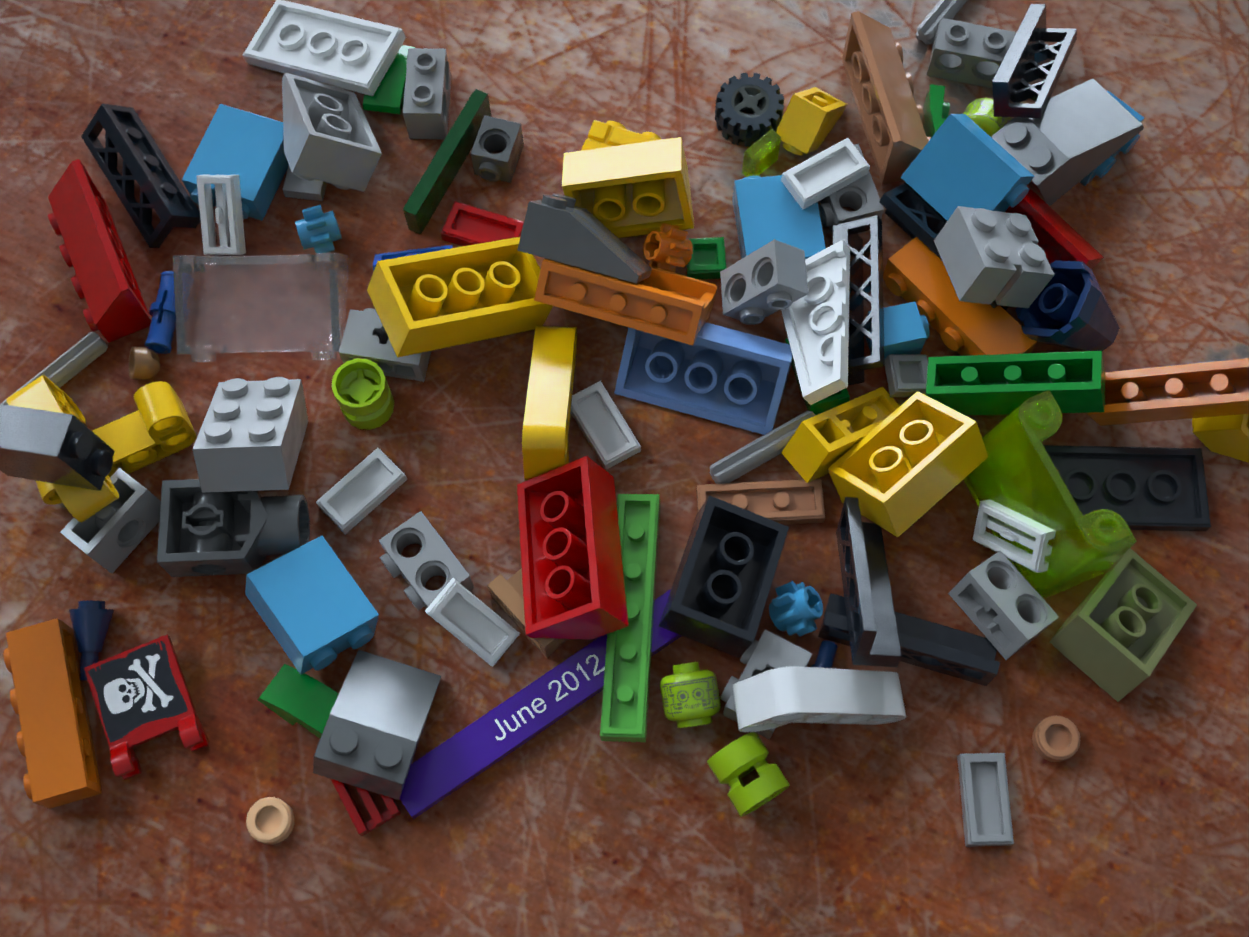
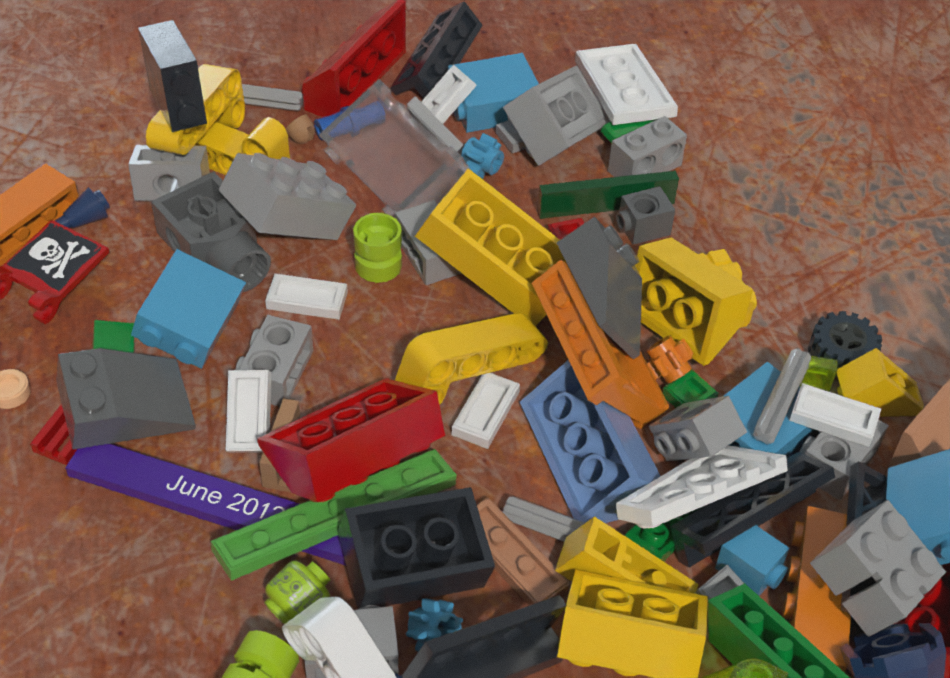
camera: 50 degrees right, 20 degrees down
(254, 246) = (433, 125): none -> light grey tile
(782, 196) = (782, 396): none -> light grey axle

